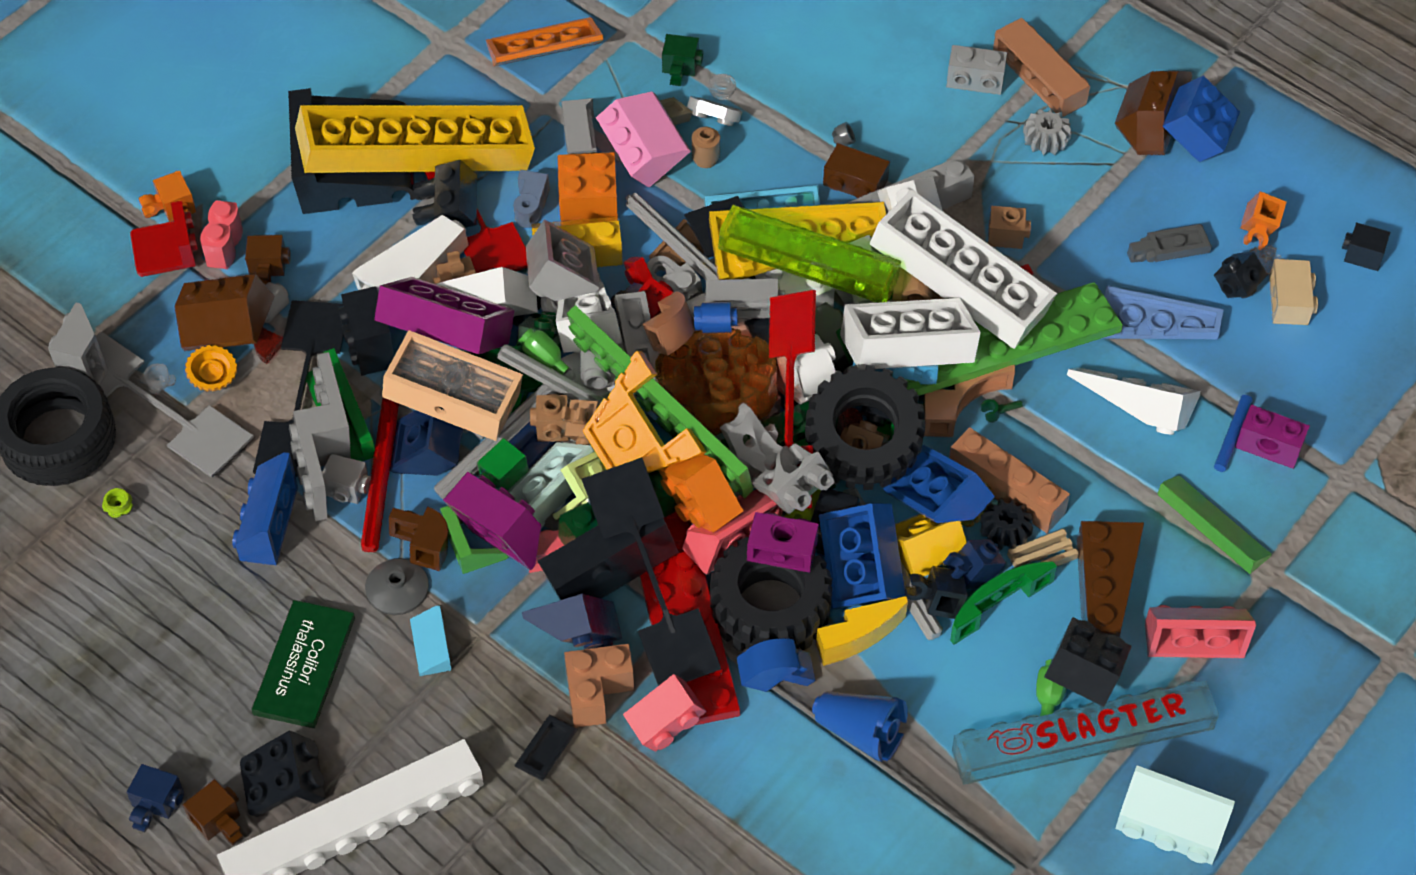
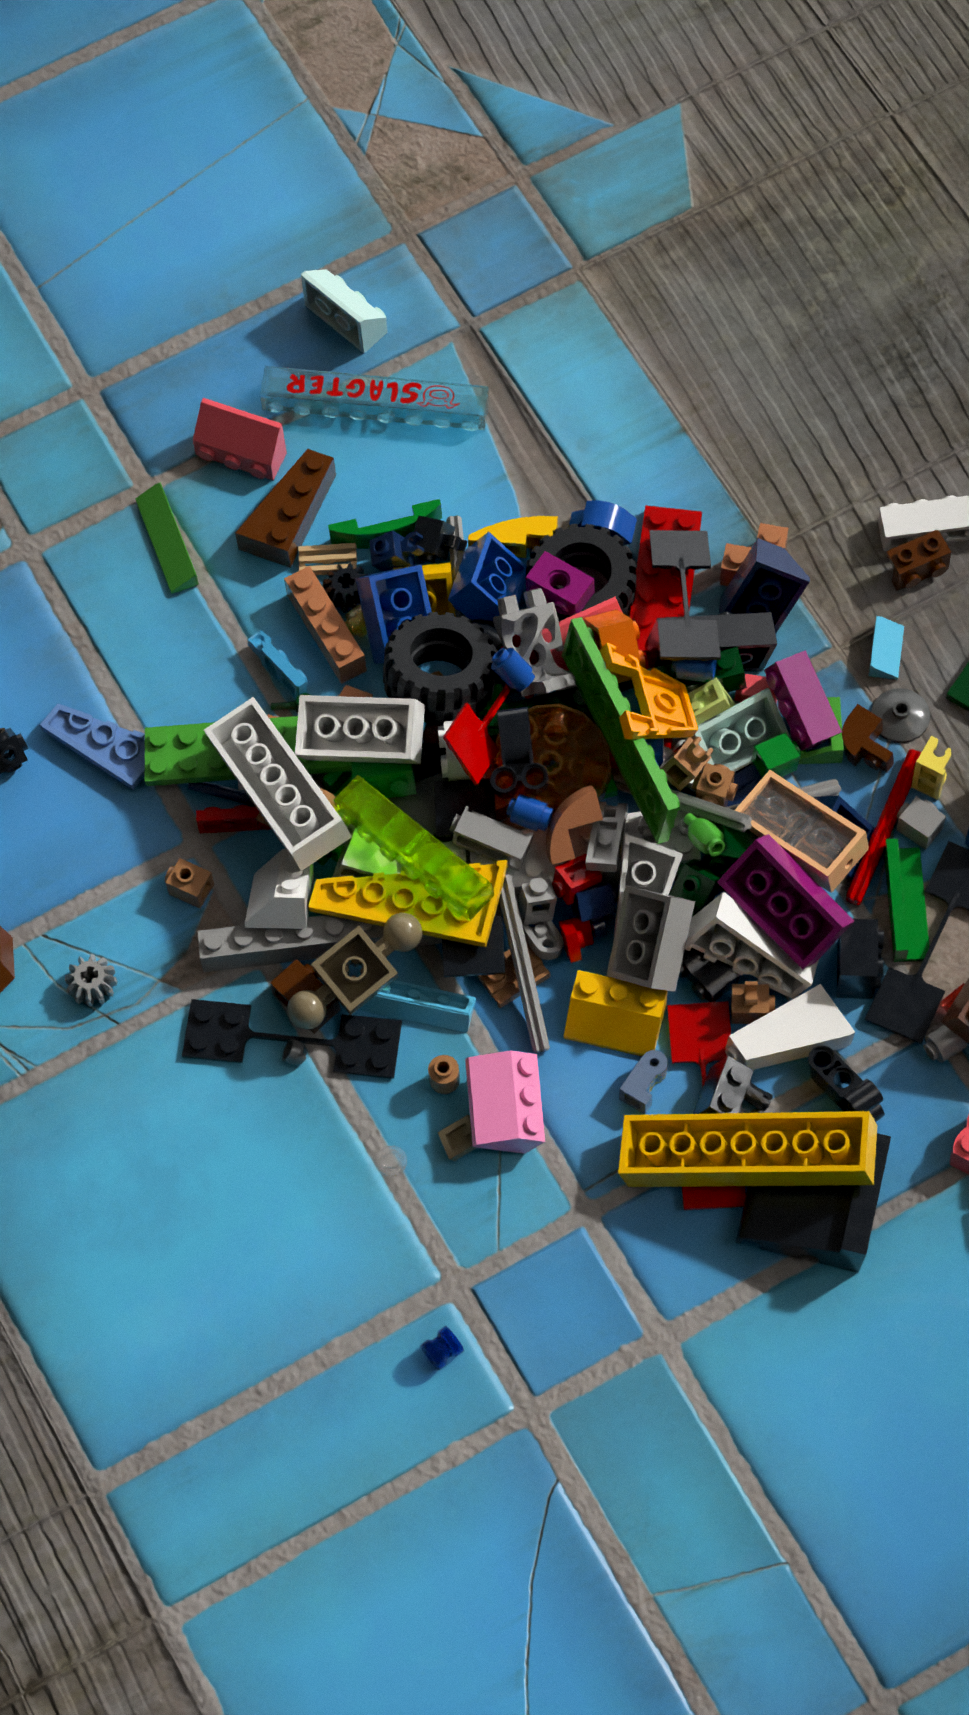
camera: 155 degrees left, 10 degrees up
(267, 256) = (935, 1096): reddish brown brick -> none
(318, 434) = (935, 849): light grey bracket -> none
(334, 224) = (858, 1096): none -> black piece
(347, 515) = (930, 770): none -> light yellow hinge
(420, 731) = (919, 560): none -> reddish brown bracket
(544, 41) = (559, 1284): orange slope -> none
(546, 747) = (816, 527): black tile -> none
(579, 126) = (566, 1142): light grey window -> none
(587, 186) = (582, 1069): orange brick -> none
(664, 713) = (711, 509): coral brick -> none
(681, 57) = (421, 1208): dark green brick -> none
(703, 107) = (414, 1128): light grey plate -> none
(745, 345) = (517, 754): none -> black piece
(788, 423) = (512, 669): none -> blue brick
(792, 161) = (362, 1047): none -> black hinge
(814, 166) = (400, 933): none -> dark tan brick
(863, 721) = (551, 455): blue cone -> none
(976, 69) = (121, 1078): light grey brick -> none
(1032, 431) = (278, 664): none -> dark azure hinge
(1042, 67) = (53, 1063): nougat brick -> none
(1048, 692) = (381, 444): bright green plant -> none
(1088, 661) = (348, 430): black brick -> none
(1159, 405) = (160, 663): white wedge -> none
(1170, 244) = (44, 814): dark grey hinge -> none
(1233, 433) = (102, 613): blue bar -> none
(1272, 436) = (73, 589): magenta brick -> none

